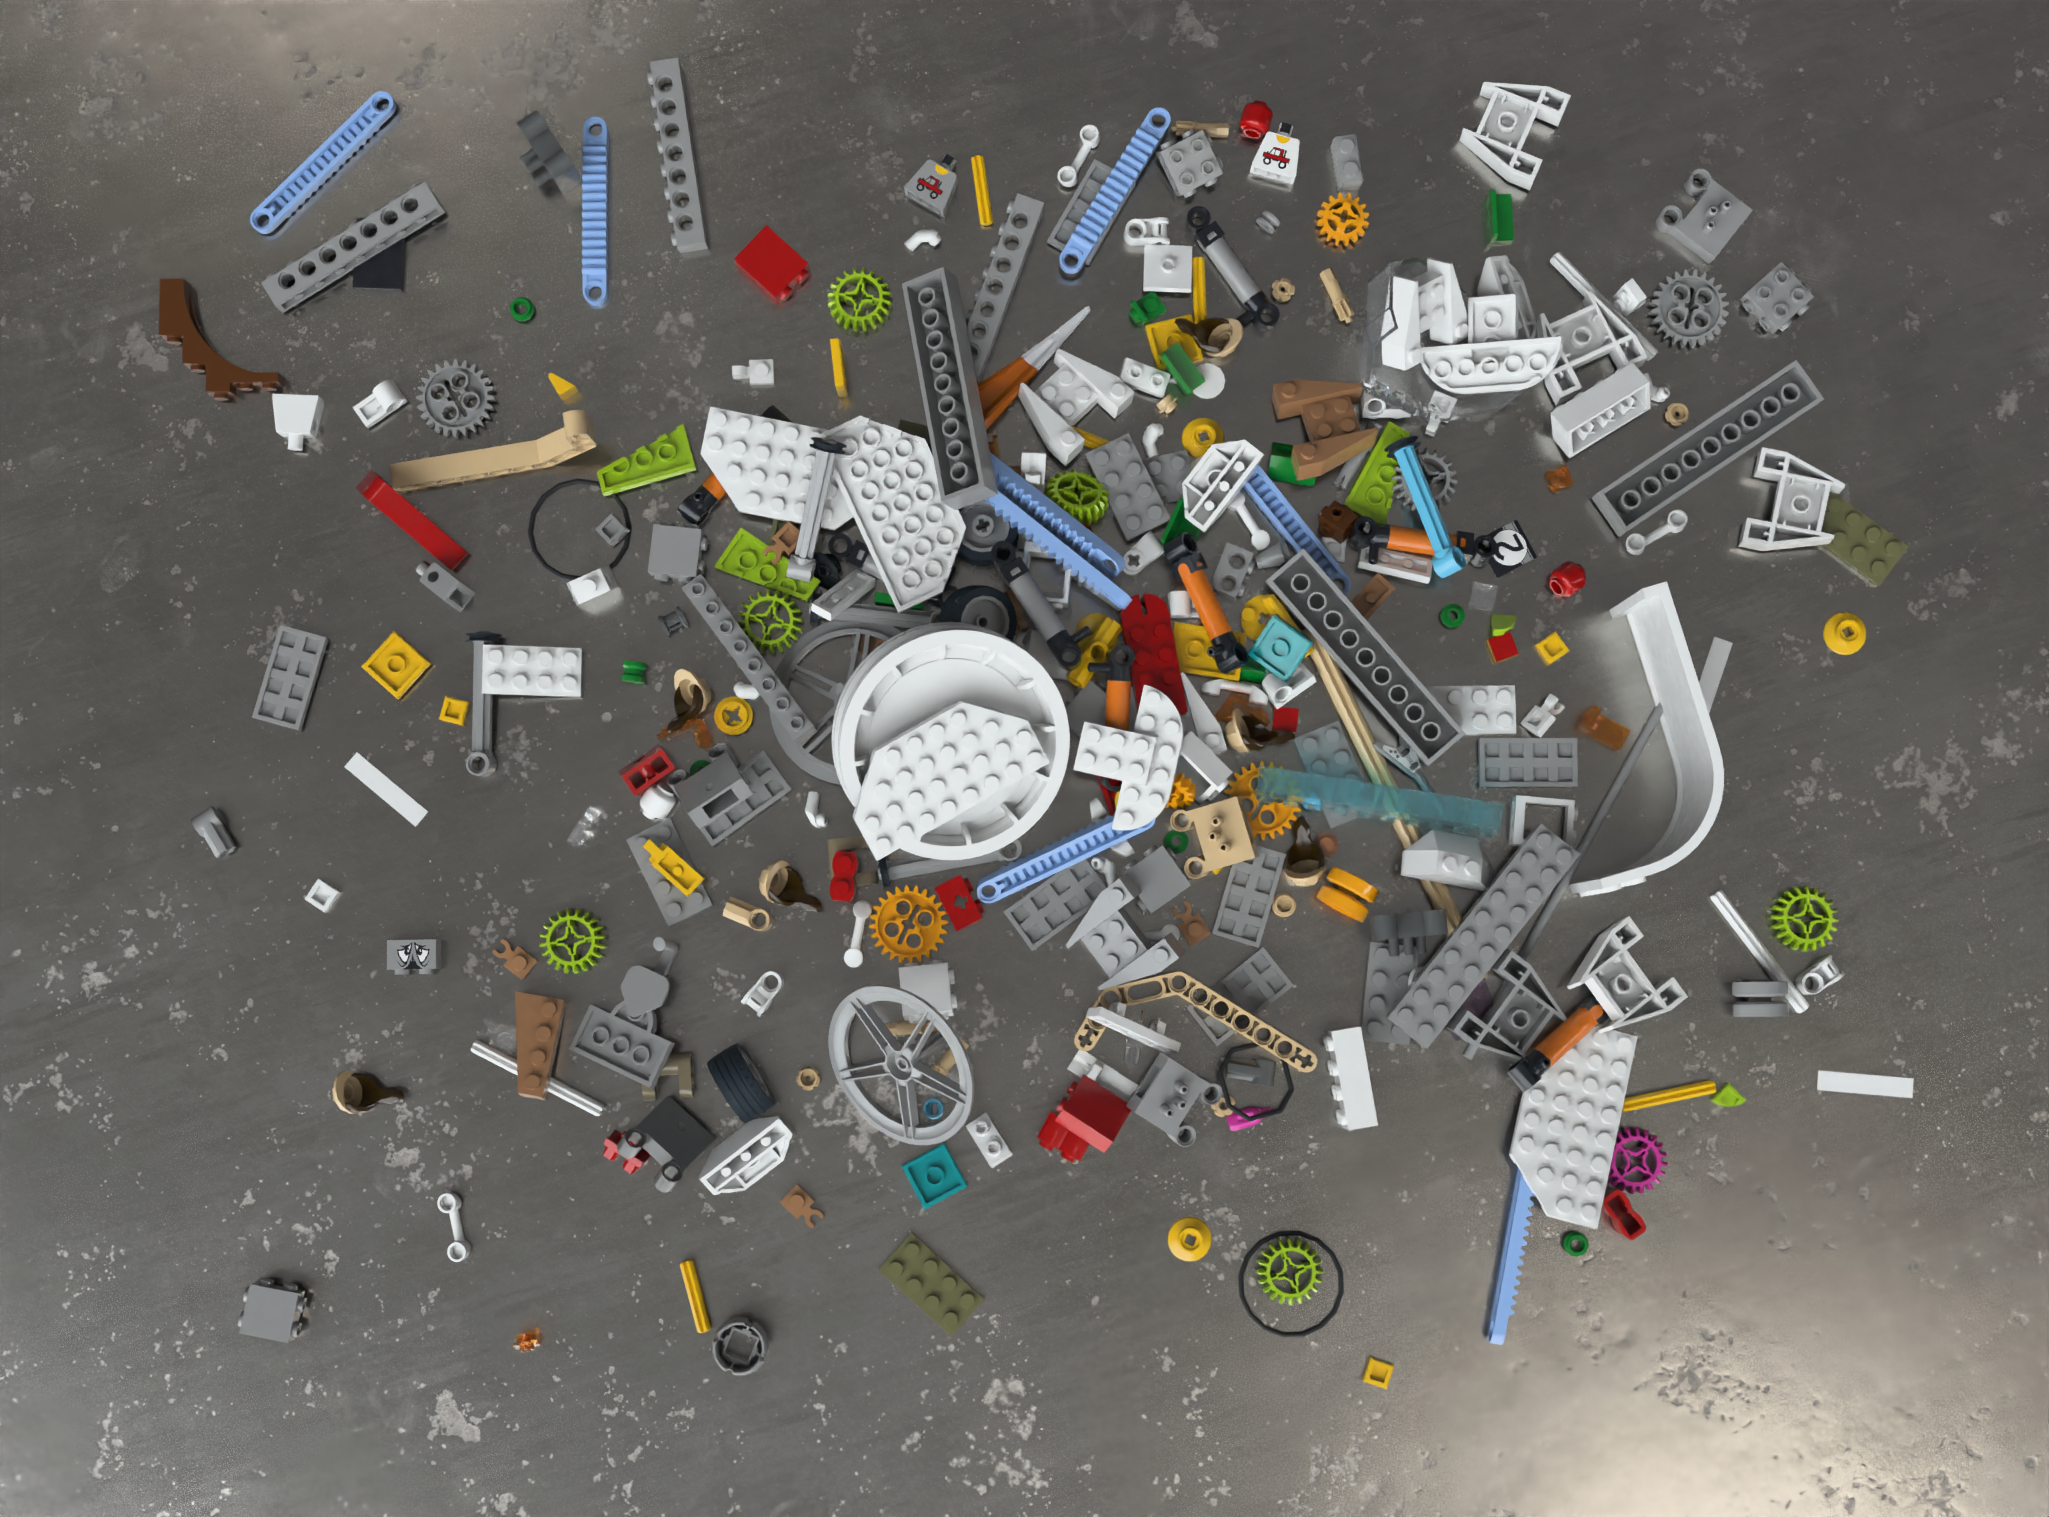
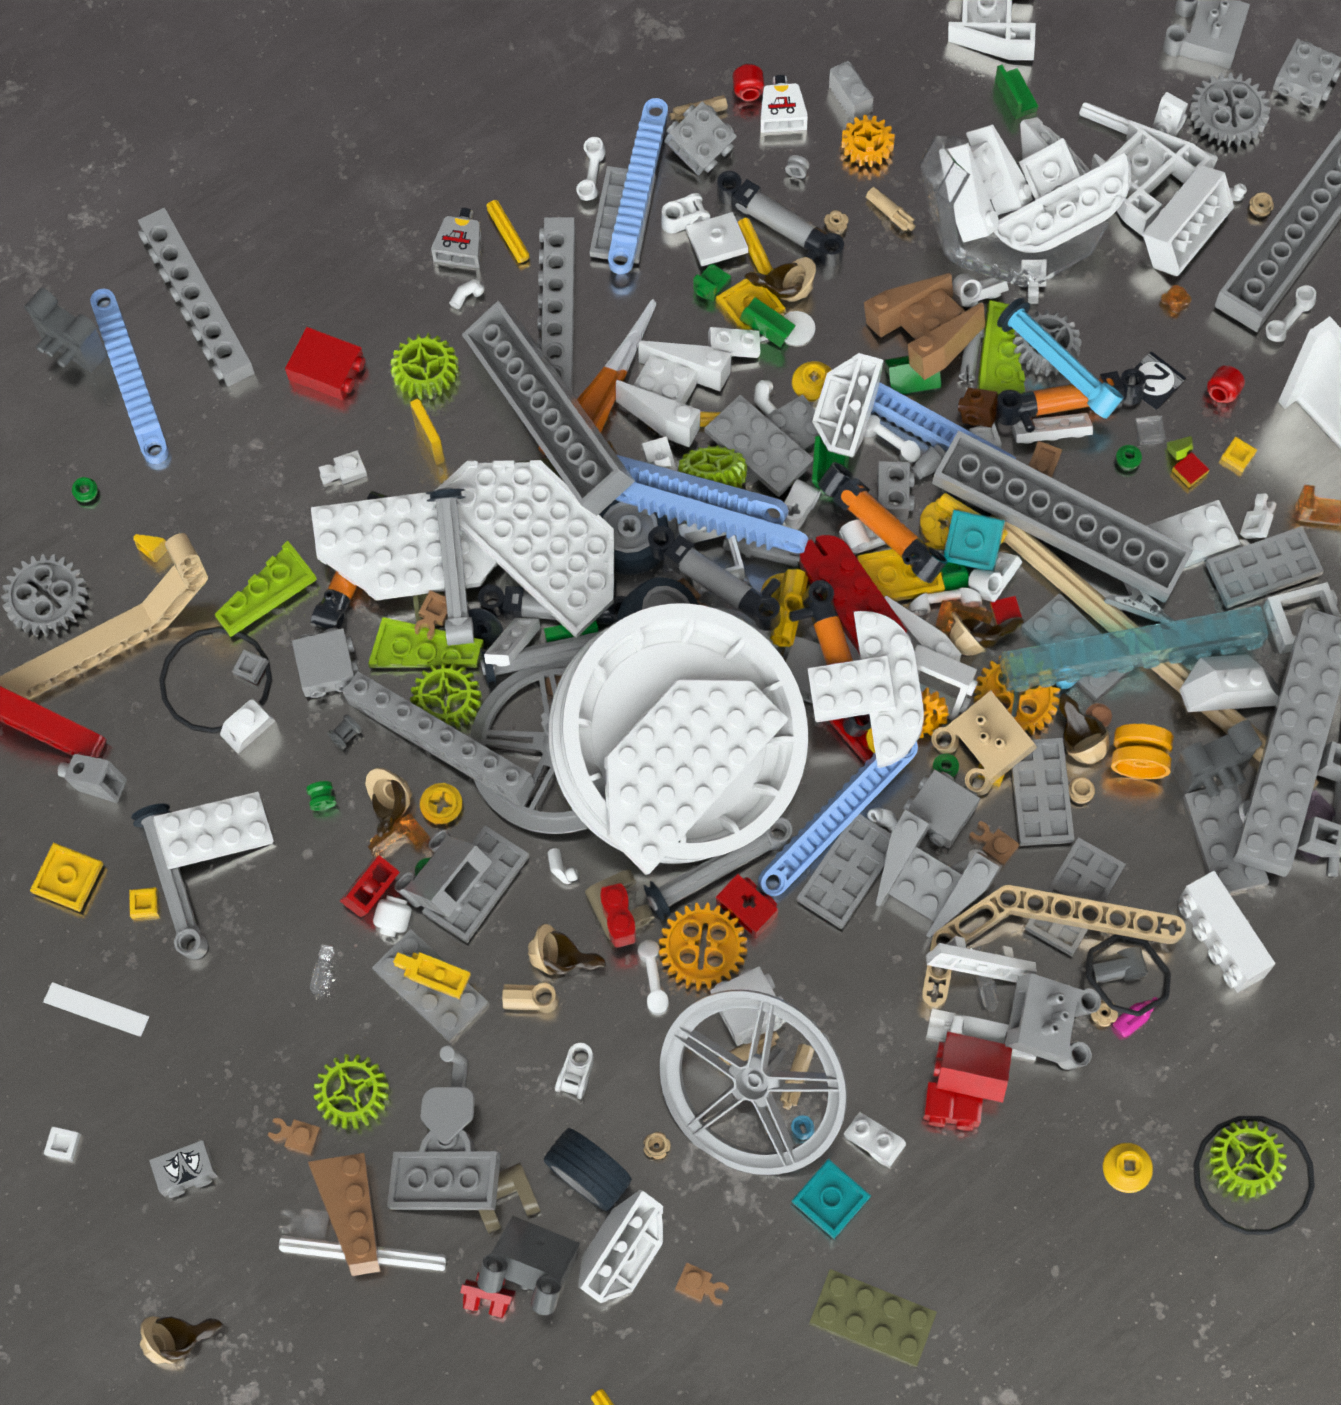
camera: 20 degrees left, 15 degrees down
(745, 691) = (445, 774): white arm -> none
(1096, 813) = (894, 791): white bar -> none
(1167, 404) = (766, 359): tan plate -> none

